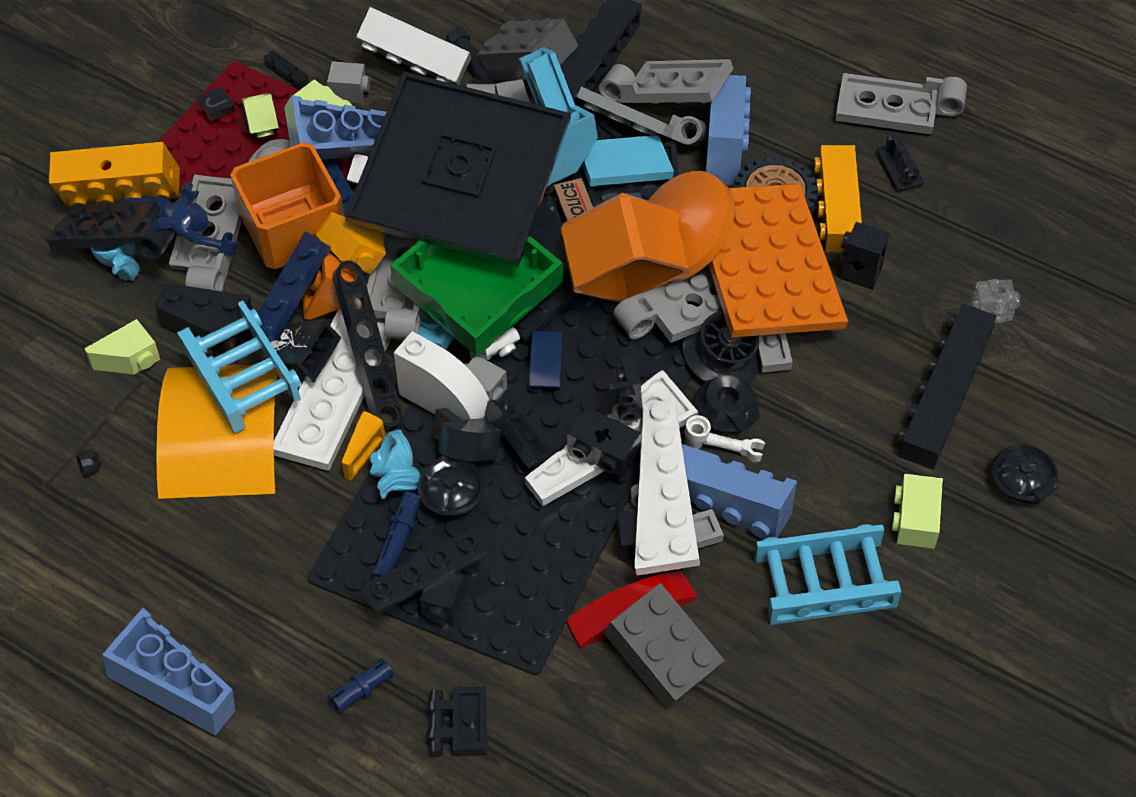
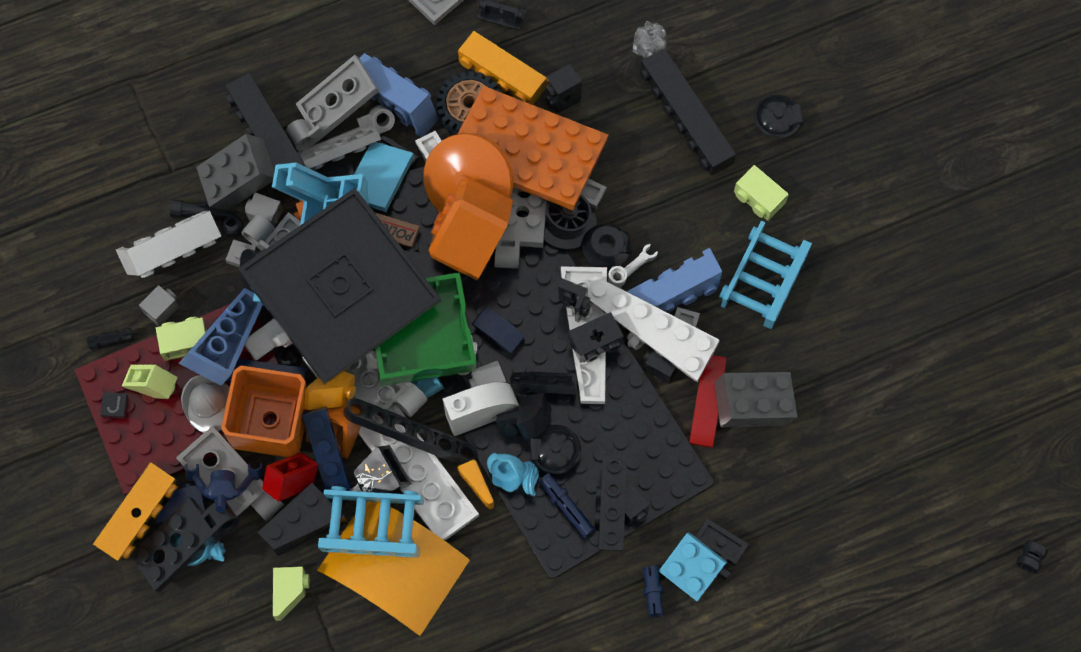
camera: 55 degrees left, 15 degrees up
(240, 270) = (289, 476): none -> red brick
(417, 706) = (692, 566): none -> medium azure plate

